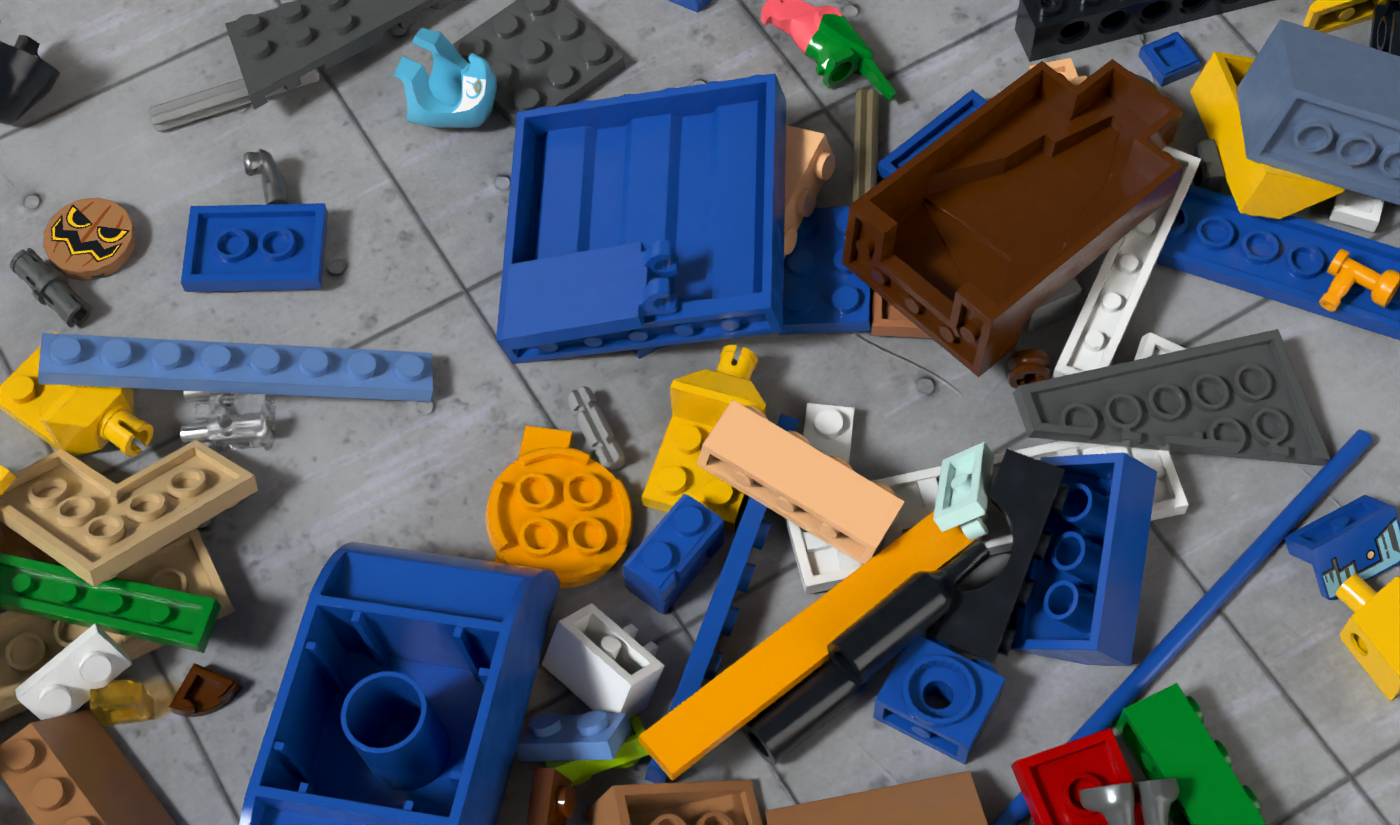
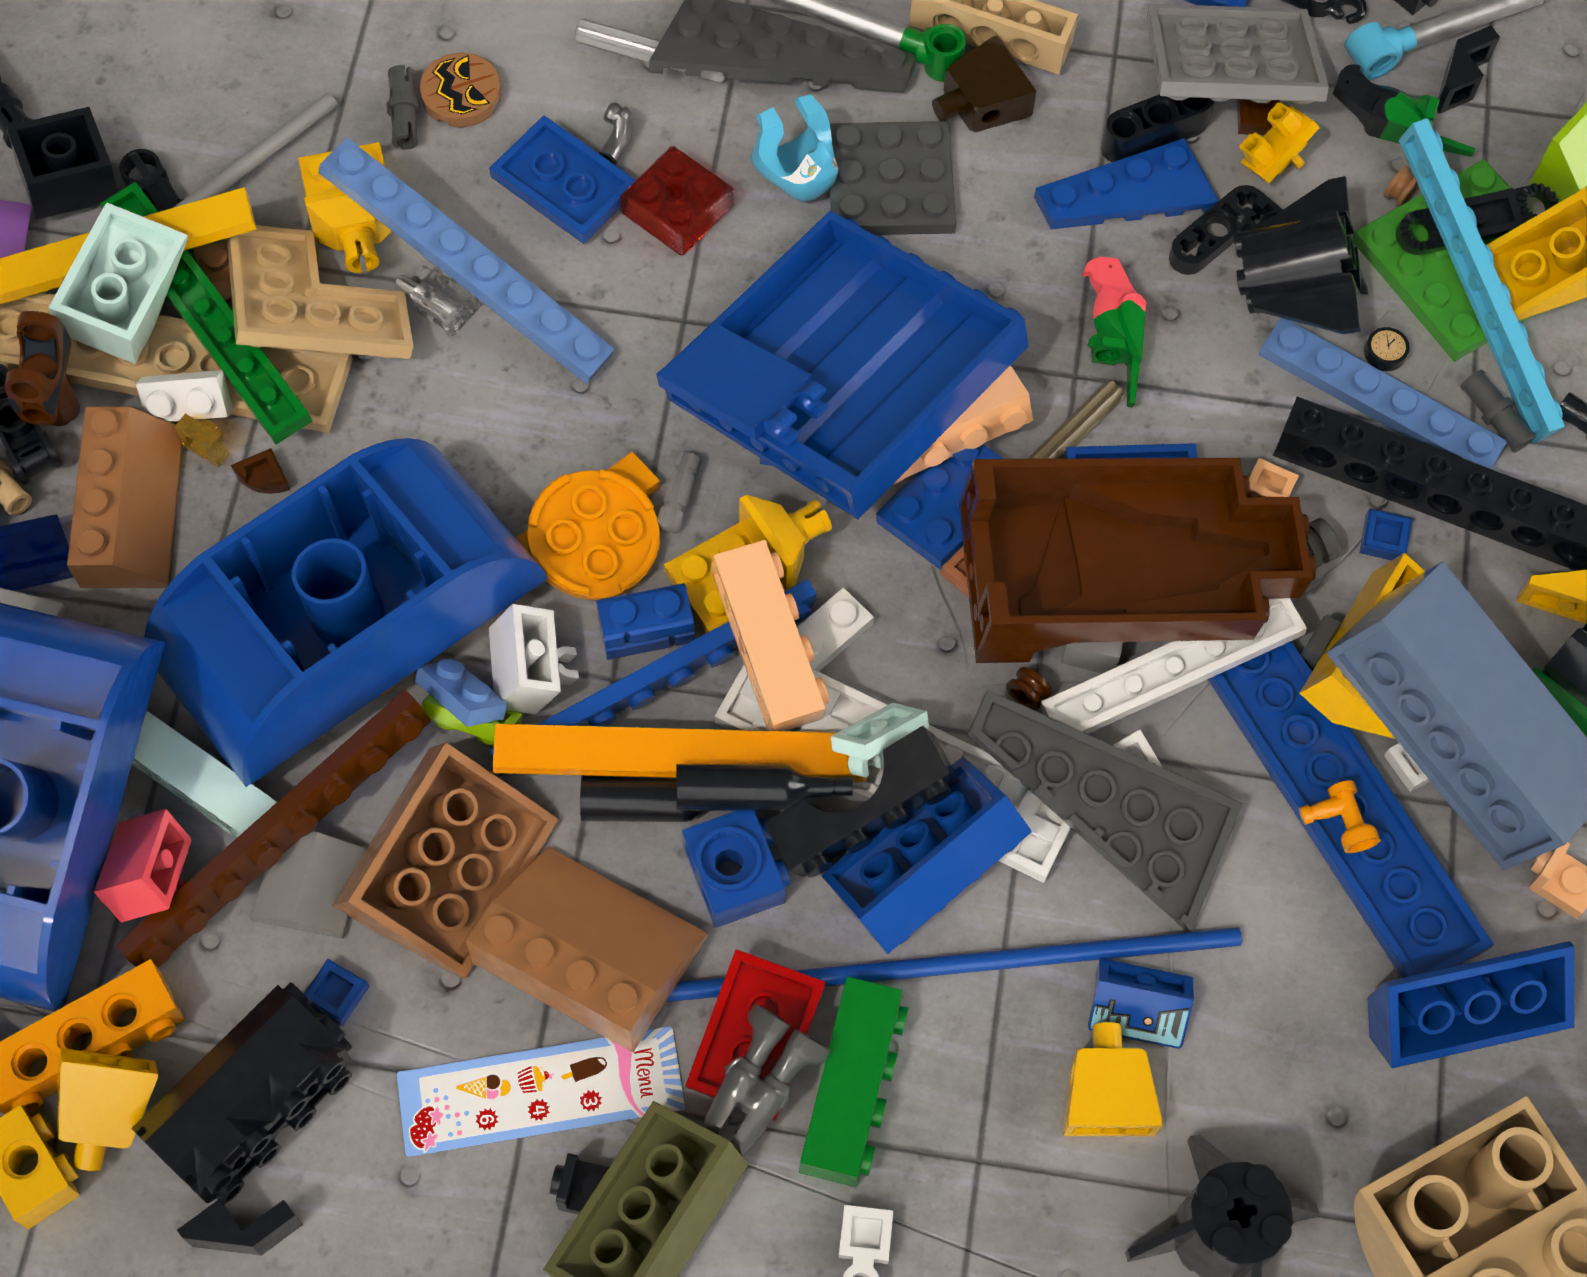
camera: 35 degrees right, 5 degrees up
(357, 216) = (697, 202): none -> clear red brick

